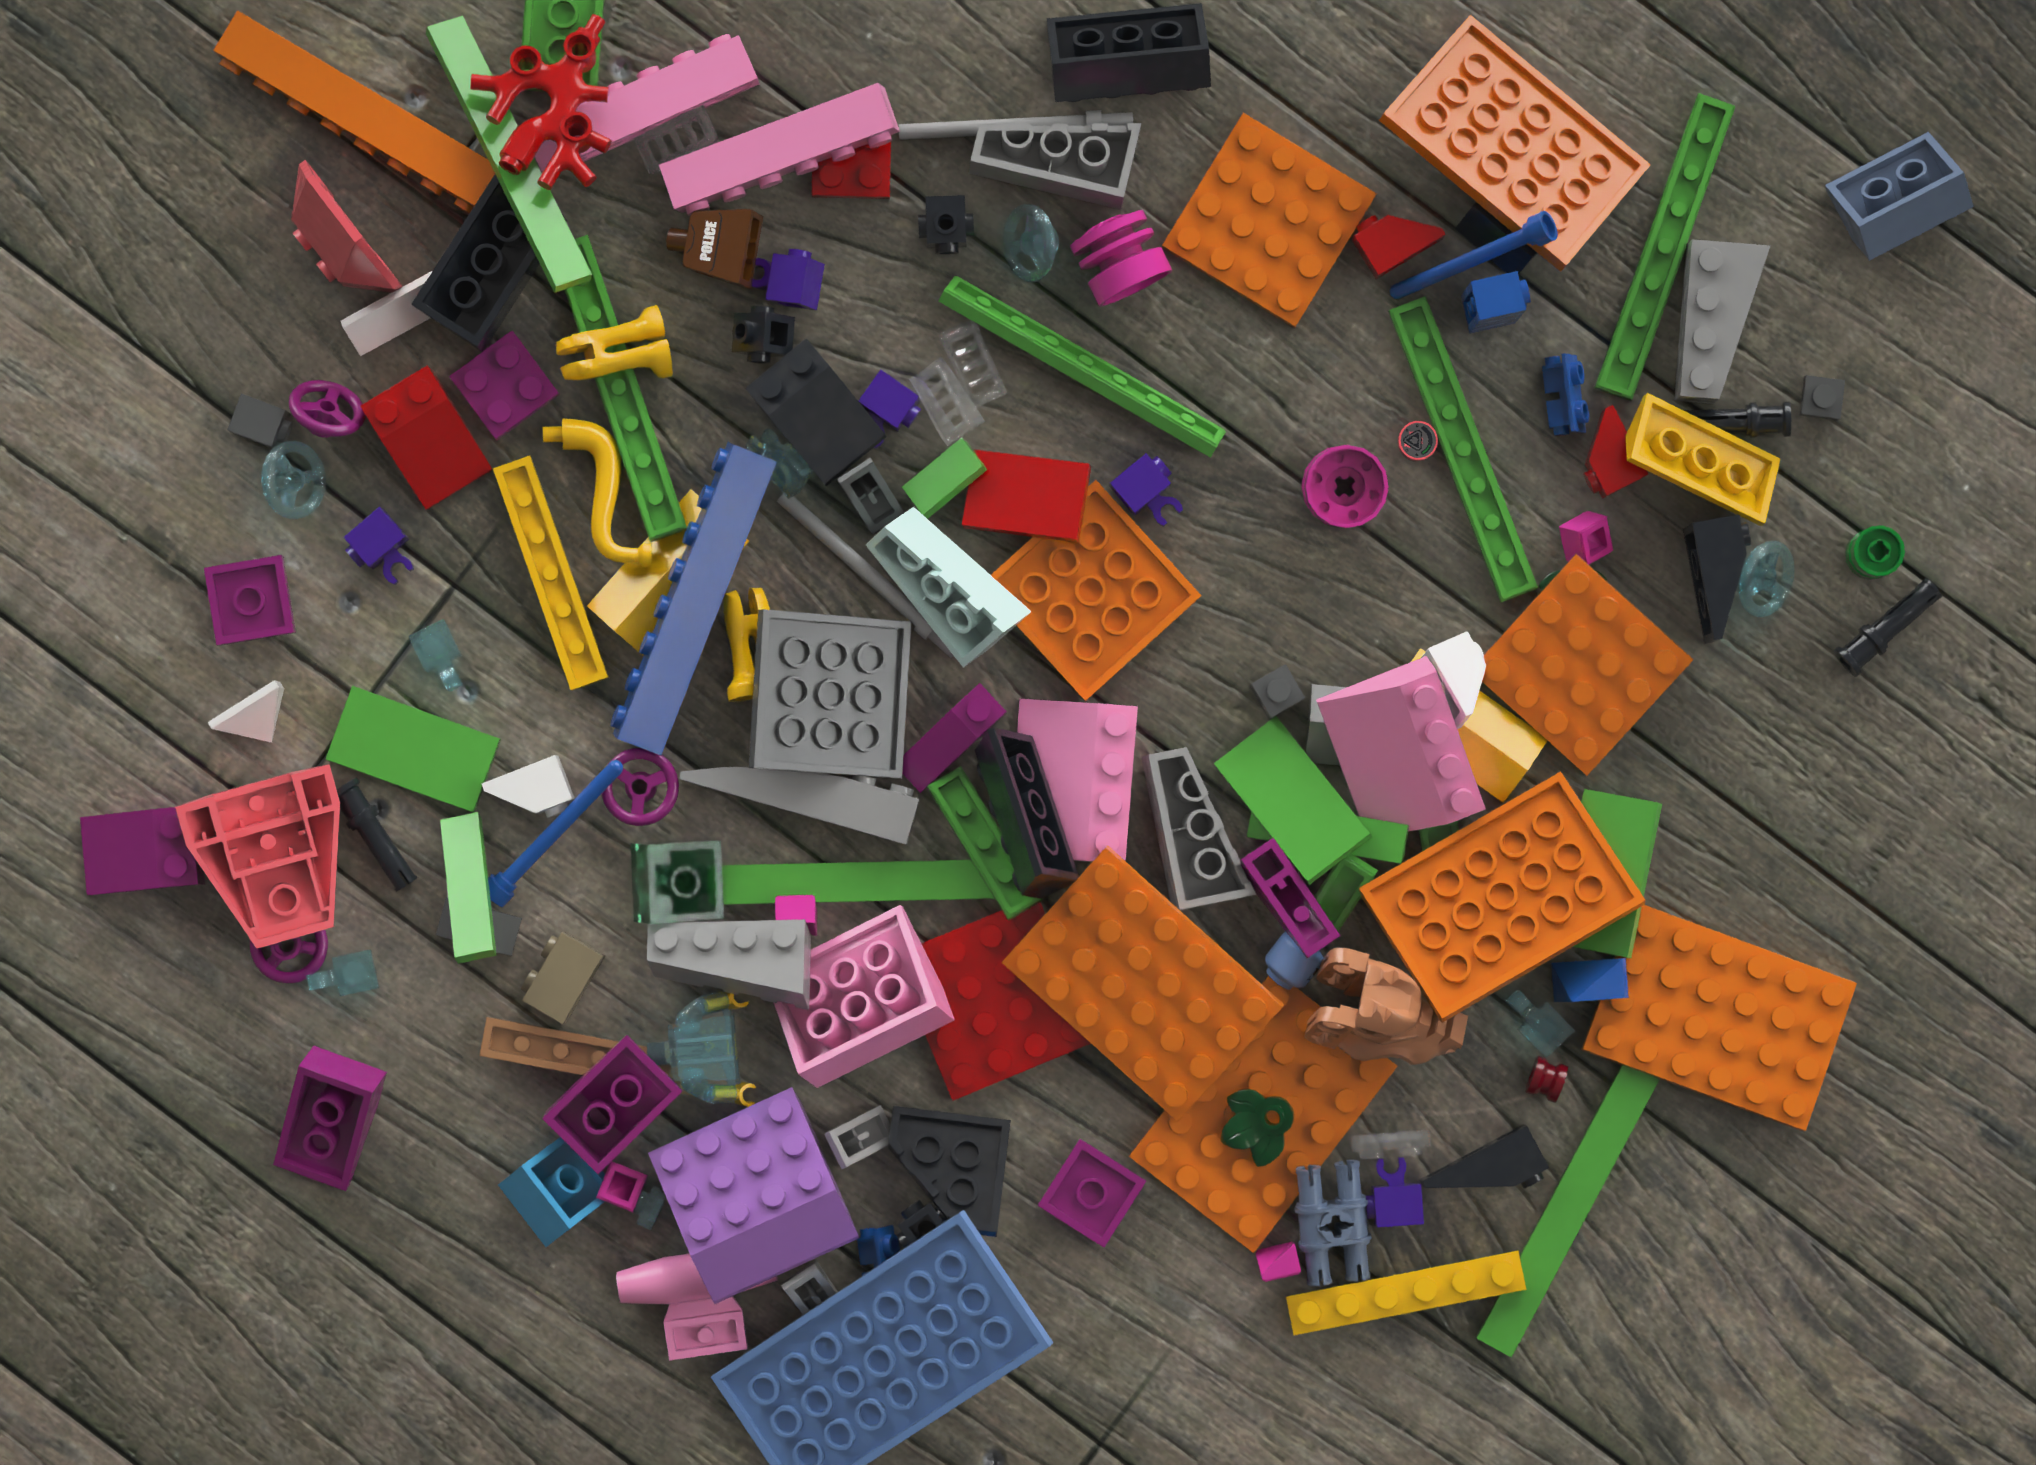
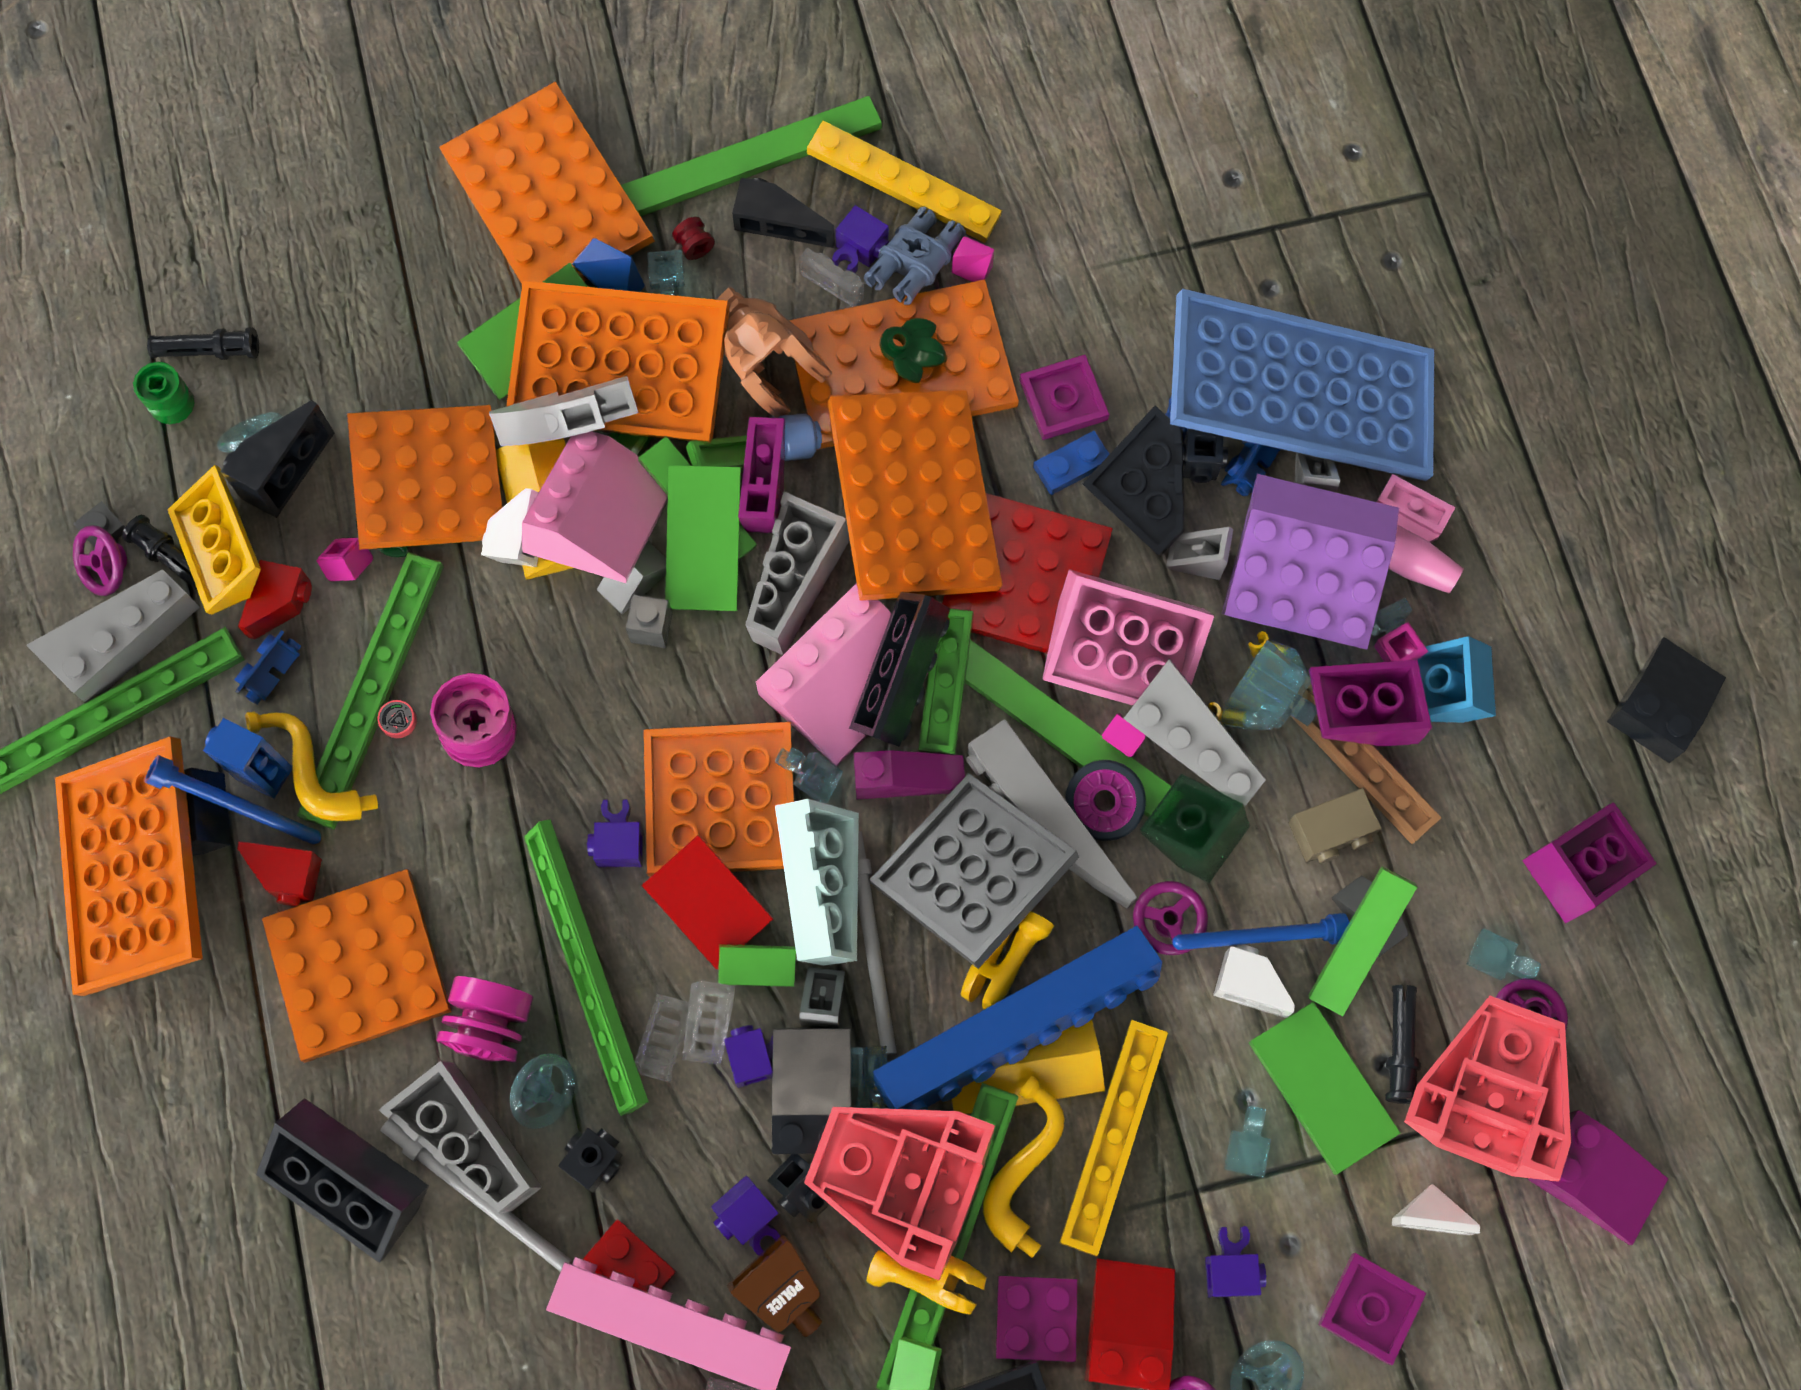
camera: 145 degrees left, 15 degrees down
(362, 1326) = (1667, 701): none -> black slope
(687, 397) = (903, 1178): none -> coral wedge
(775, 868) = (1125, 787): none -> magenta wheel
(1028, 673) = (815, 773): none -> clear light blue plate
(1036, 1137) = (1071, 462): none -> blue plate
(1419, 317) = (317, 801): none -> yellow animal
(1504, 797) = (563, 415): none -> light grey slope
(1785, 369) = (107, 560): none -> magenta piece

